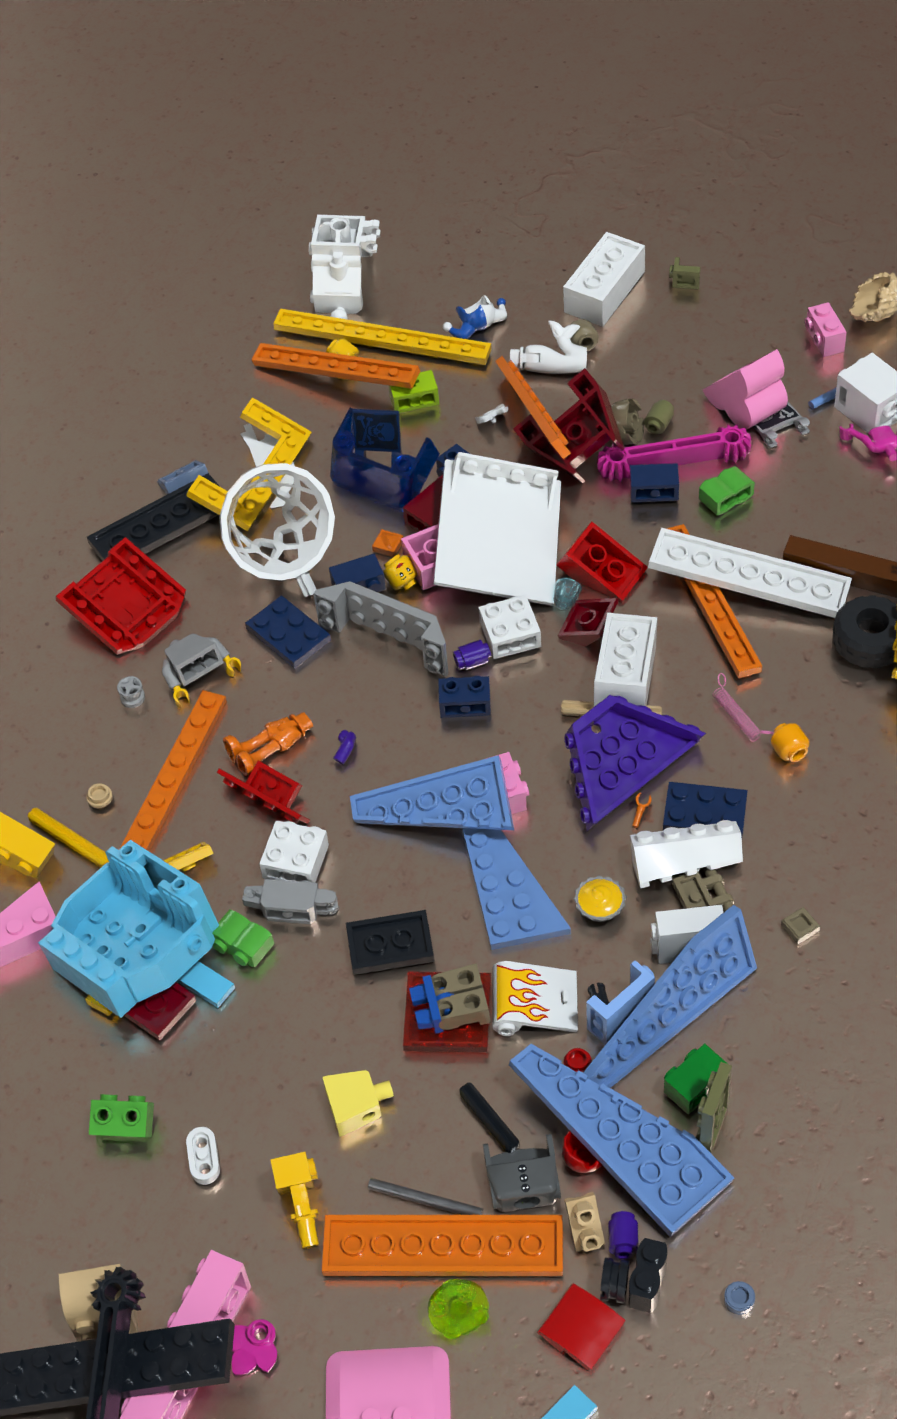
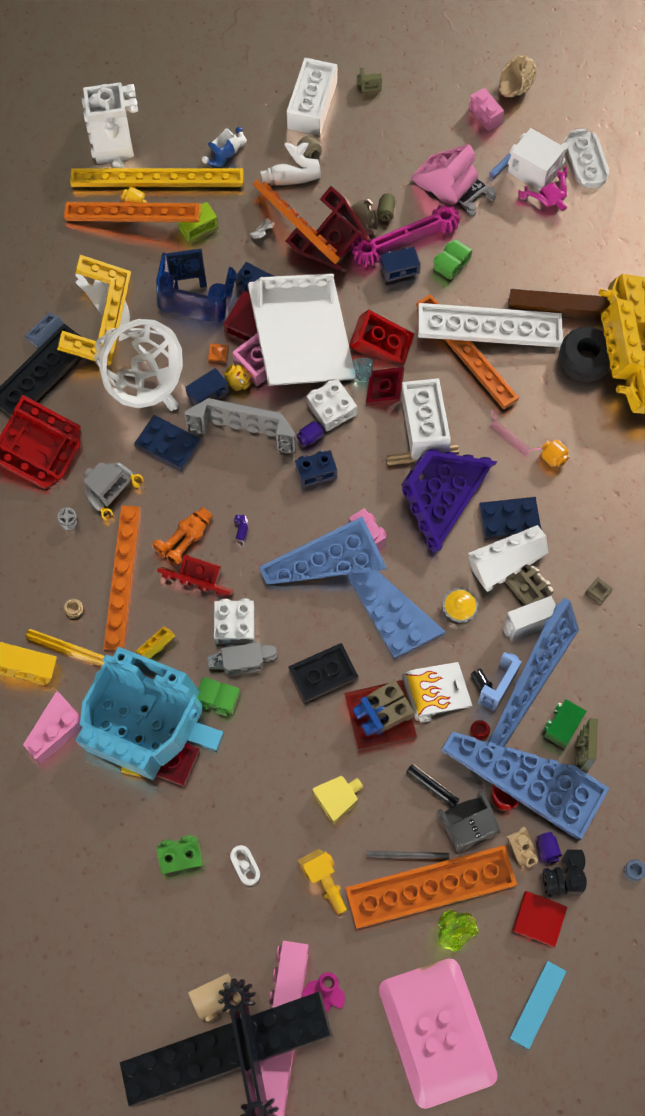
camera: 20 degrees left, 15 degrees up
(640, 810) = (466, 528): orange hand -> none

